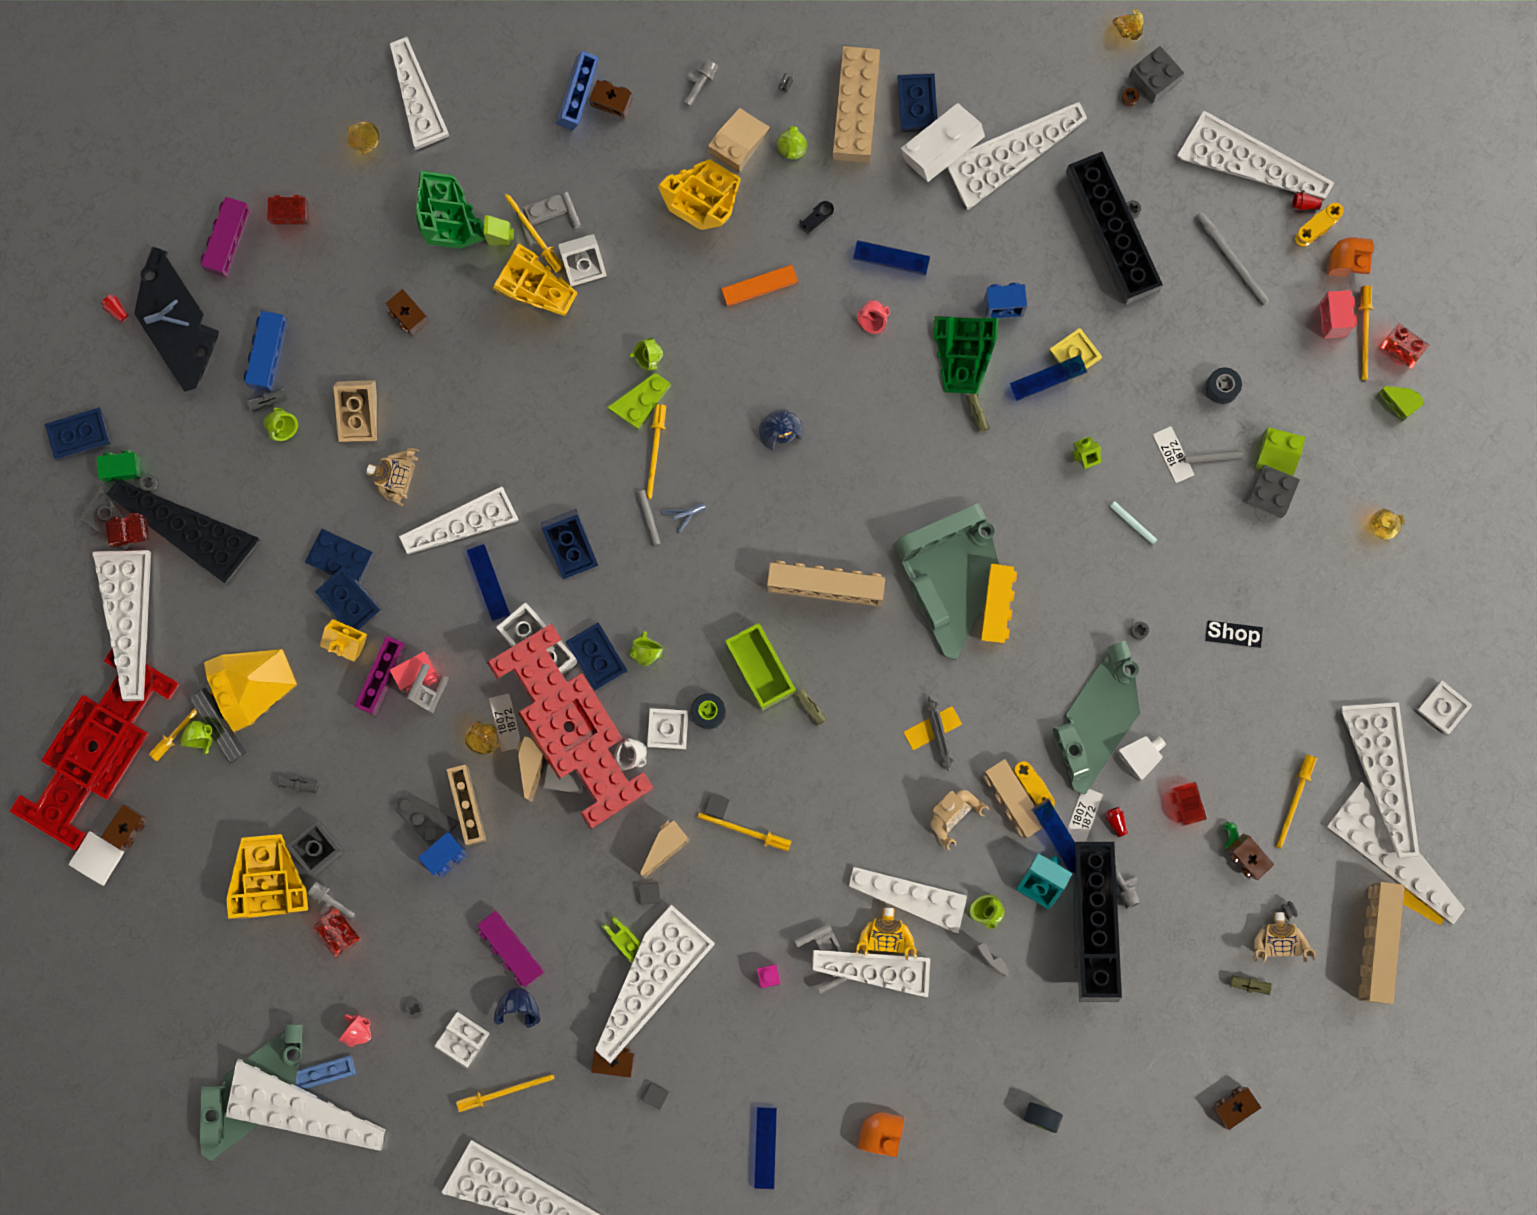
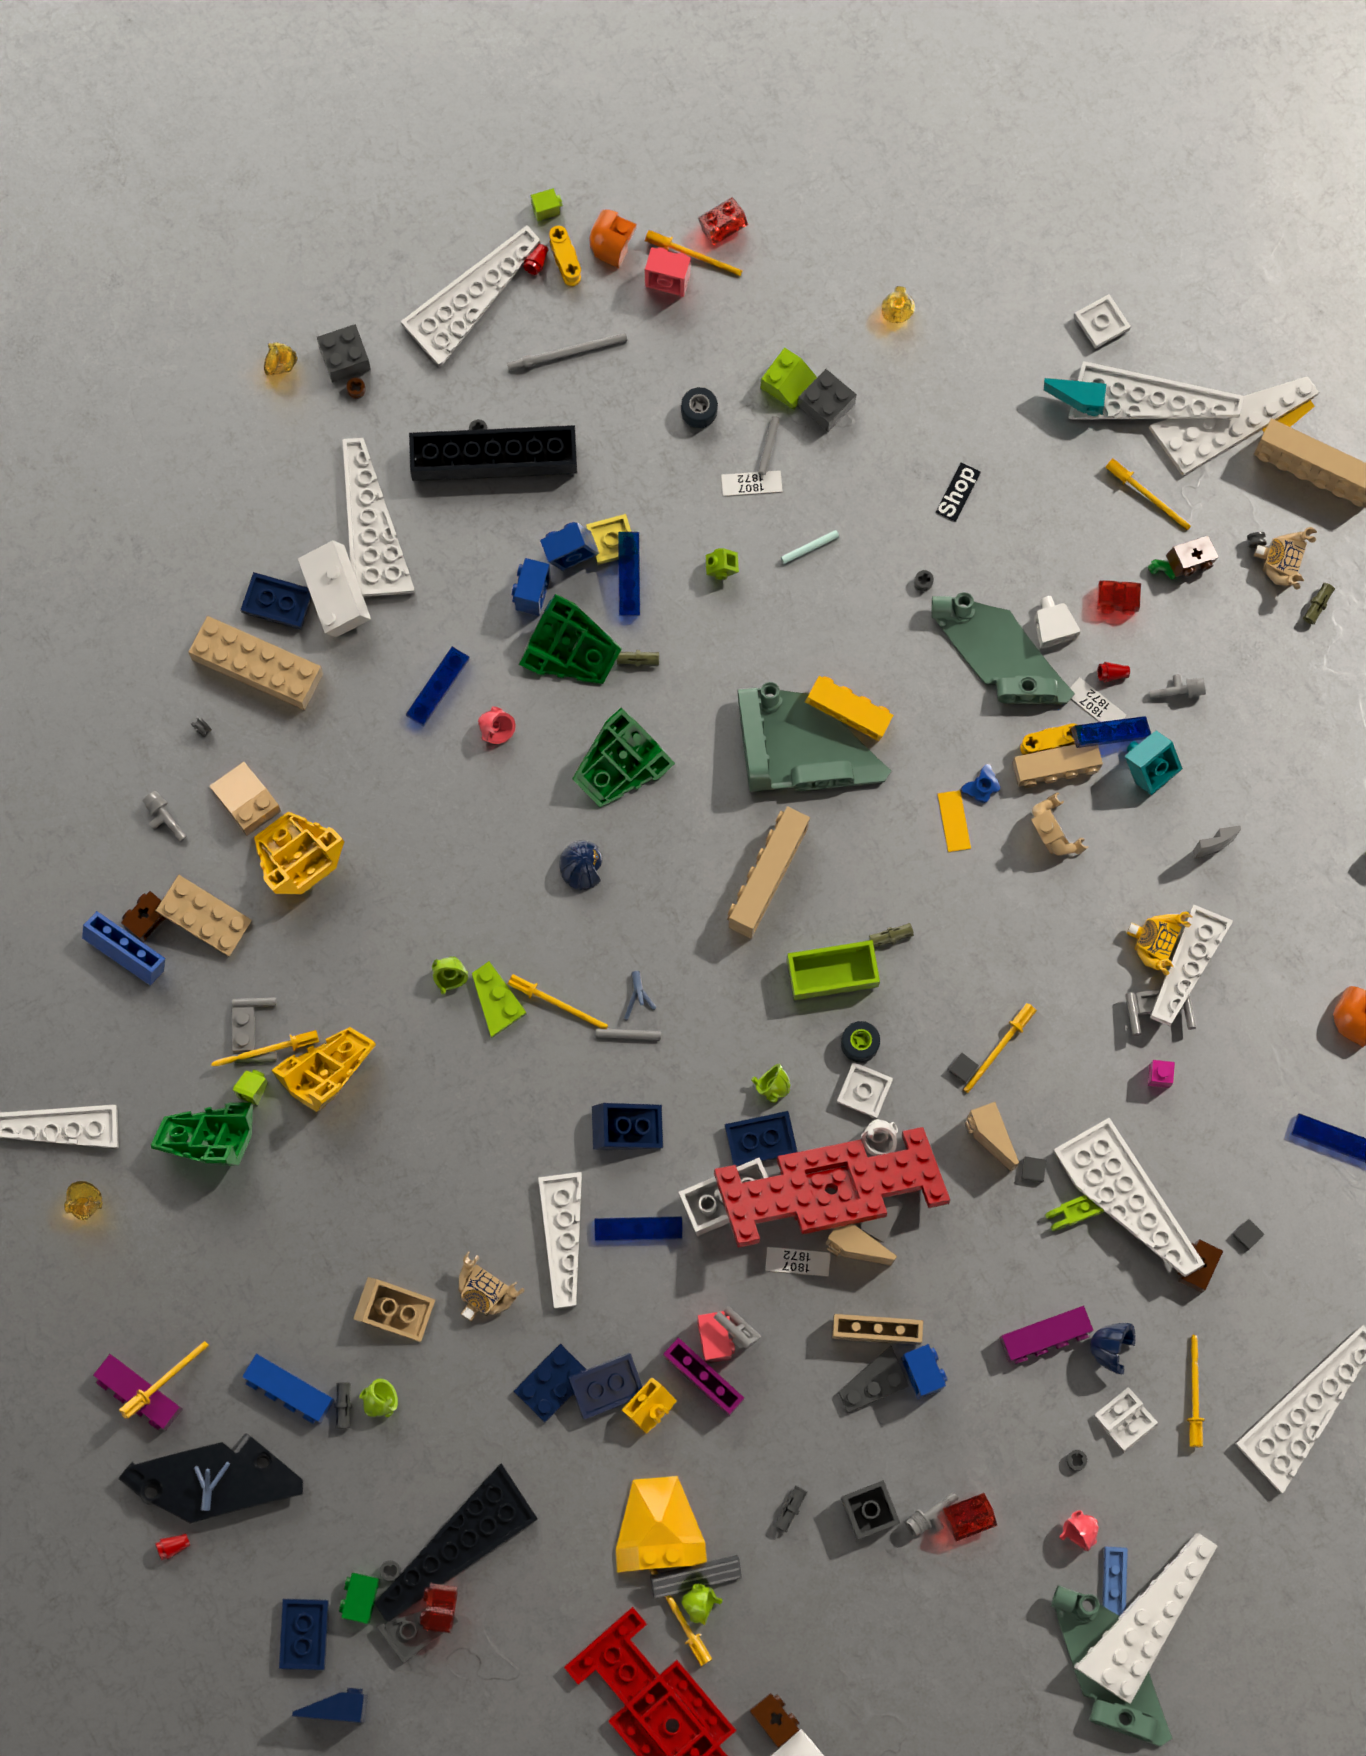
camera: 75 degrees left, 5 degrees down
(26, 483) = (342, 1706): none -> dark blue slope
(125, 596) = (512, 1636): white wing -> none
(215, 238) = (142, 1398): none -> yellow piece
(264, 880) = (888, 1574): yellow wedge -> none
(288, 210) = (138, 1311): clear red brick -> none
(402, 302) = (291, 1215): reddish brown brick -> none
(482, 738) = (809, 1289): clear yellow helmet -> none
(582, 260) = (316, 1007): white slope -> none
(626, 142) = (203, 915): none -> tan plate
(759, 285) = (415, 832): orange tile -> none
(792, 143) = (272, 744): lime helmet -> none
(816, 218) = (364, 748): black piece -> none
(881, 428) = (620, 760): none -> green wedge
(924, 901) = (1133, 890): white wing -> none
(939, 733) = (963, 815): dark grey wheel -> none
(980, 743) = (975, 788): none -> blue animal
(987, 911) = (1163, 829): lime helmet -> none
(1052, 318) = (569, 546): none -> blue brick
(1096, 922) = (1213, 725): black slope -> none
(1360, 192) = (546, 204): none -> lime brick
(1363, 713) = (1081, 395): none -> teal slope
(1402, 400) = (778, 245): lime slope -> none

